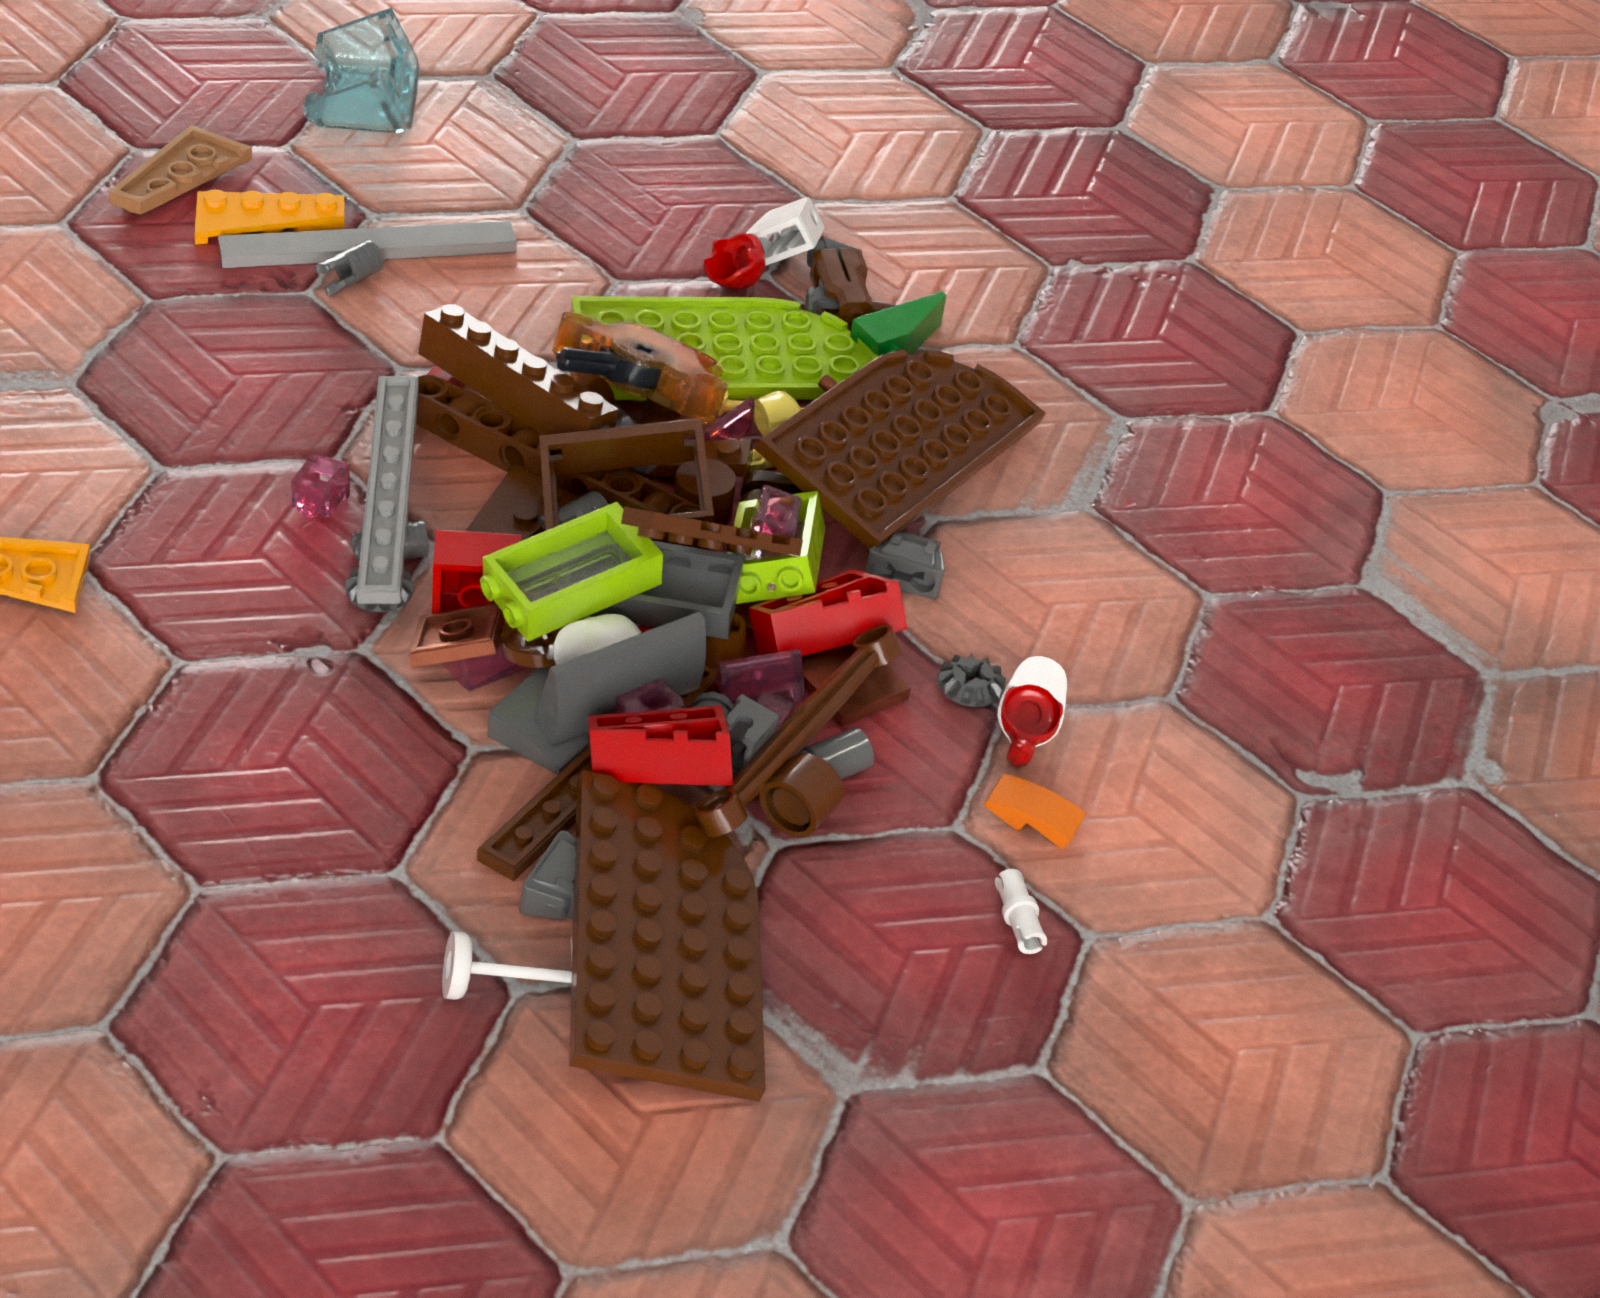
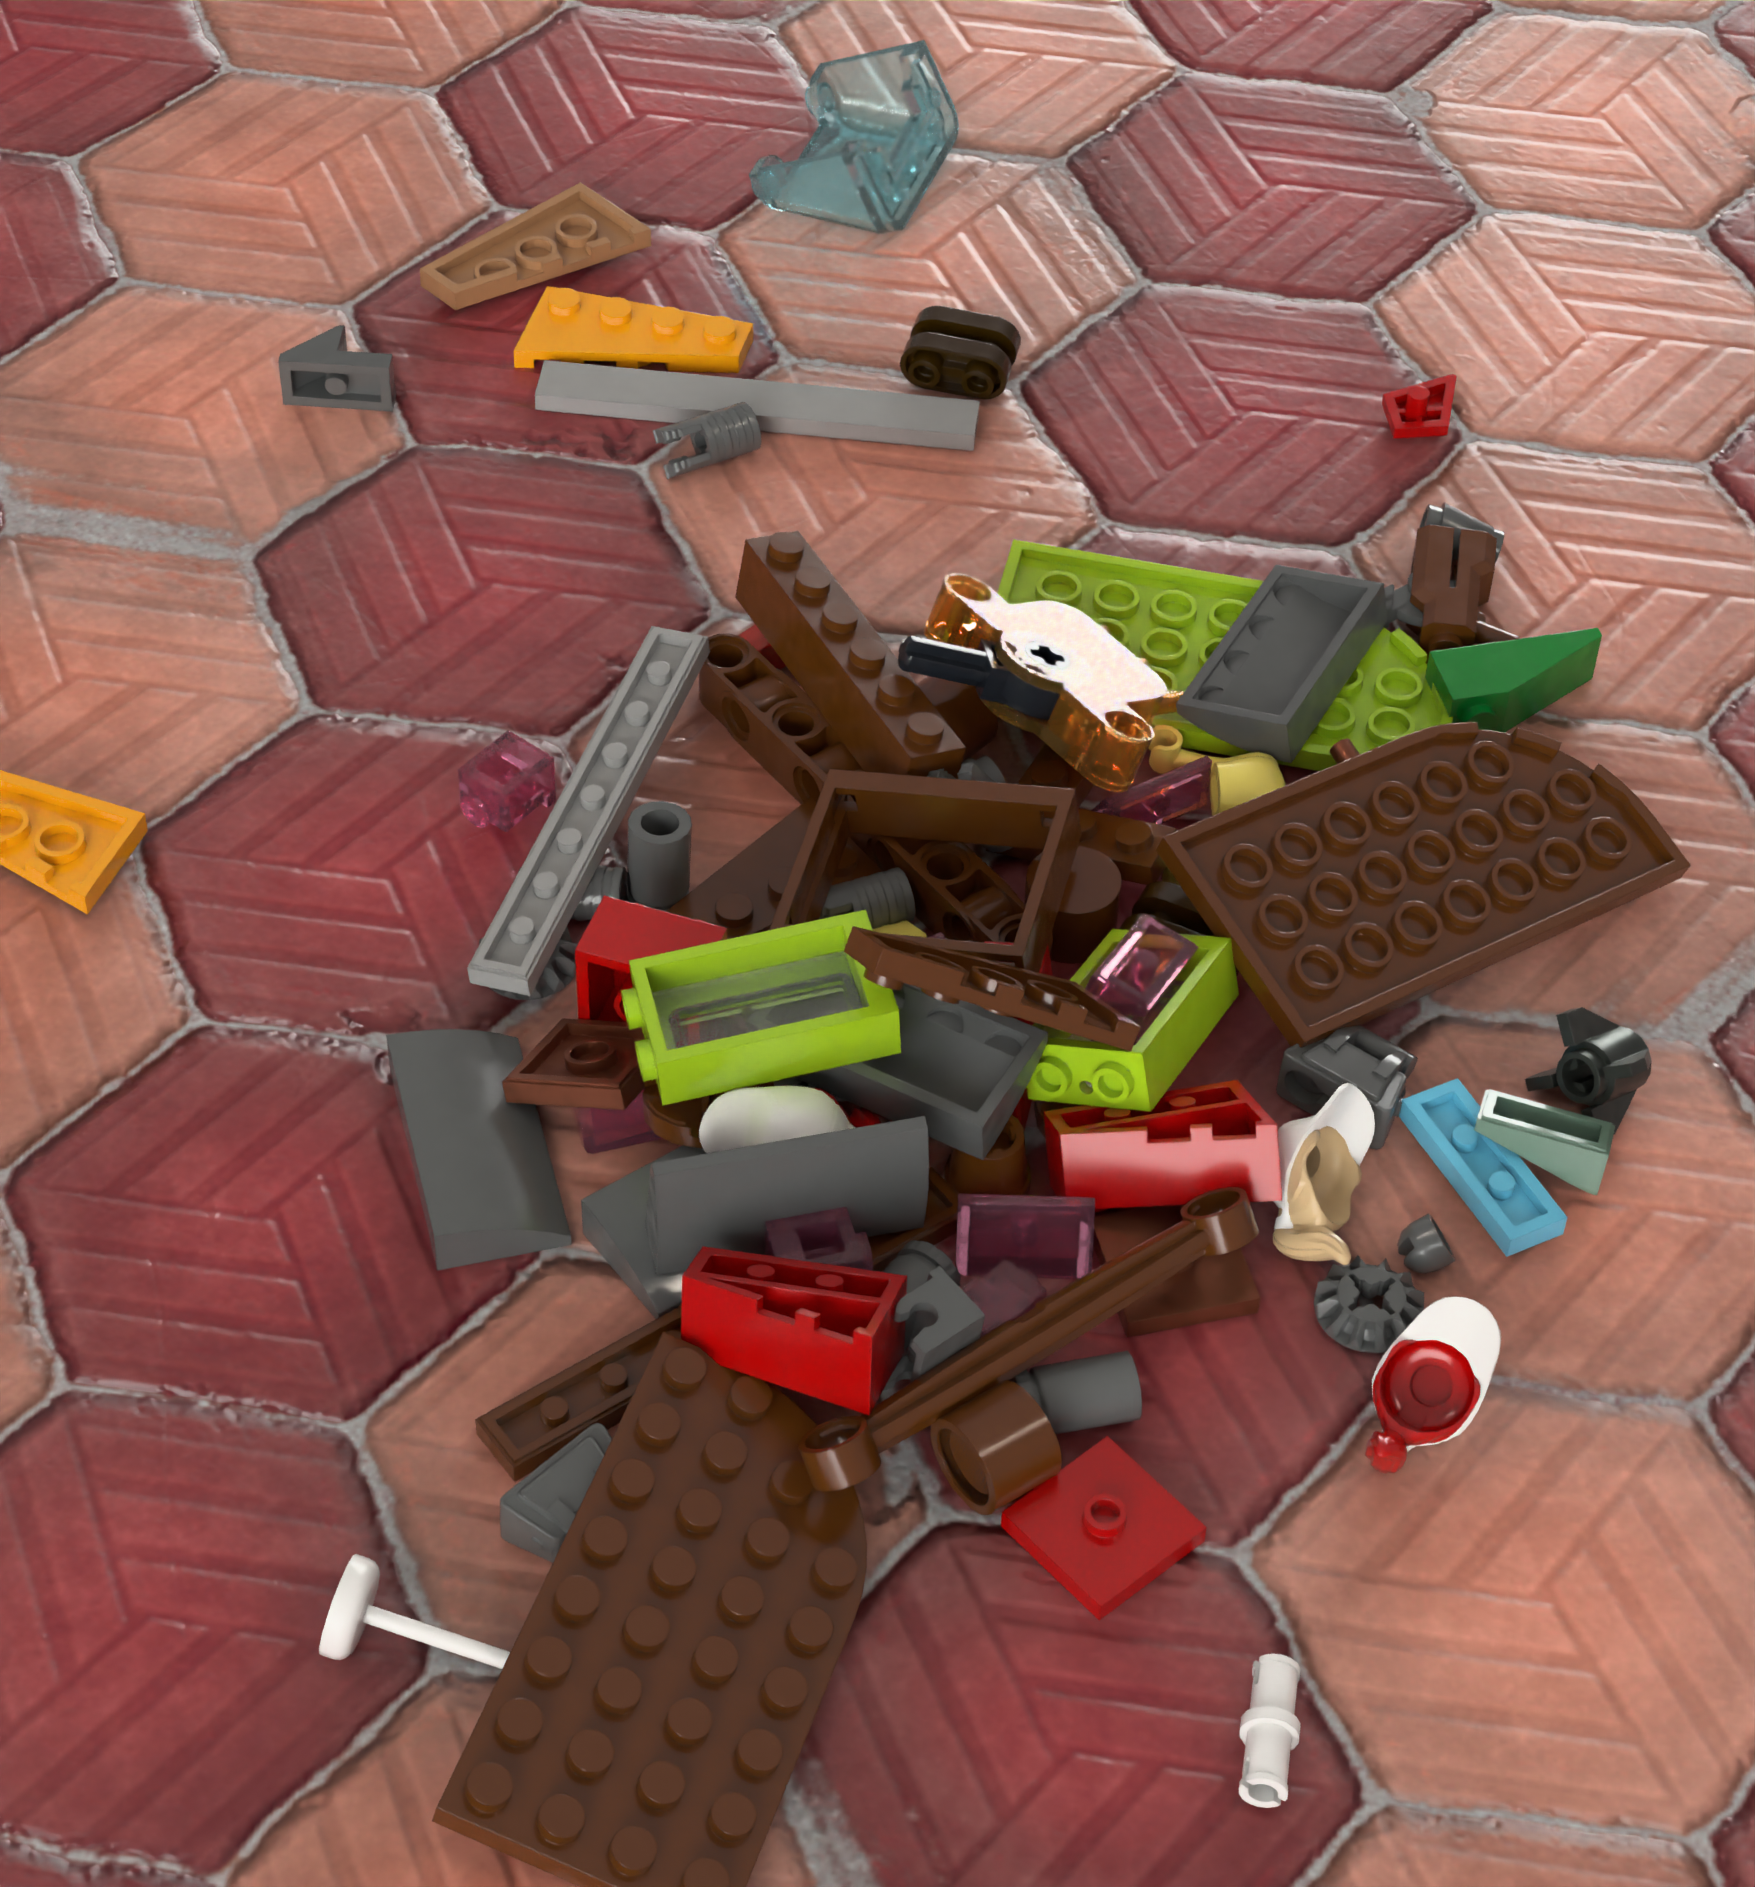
camera: 25 degrees right, 5 degrees up
(80, 265) = (330, 376): none -> dark grey slope
(395, 701) = (472, 1153): none -> dark grey slope
(444, 504) = (658, 855): none -> dark grey piece
(486, 194) = (960, 352): none -> dark brown brick
(736, 261) = (1292, 523): red hair -> none
(770, 337) = (1285, 660): none -> dark grey slope
(777, 188) = (1420, 408): none -> red piece
(794, 229) = (1411, 482): white torso -> none
(876, 828) = (1103, 1527): none -> red plate
(921, 638) = (1319, 1174): none -> tan hair
(989, 642) = (1424, 1246): none -> dark grey hinge
(1002, 594) = (1483, 1173): none -> medium azure plate
(1025, 802) = (1376, 1552): orange slope -> none
(1042, 571) = (1549, 1137): none -> sand green slope
(1045, 529) = (1598, 1067): none -> pearl dark grey brick

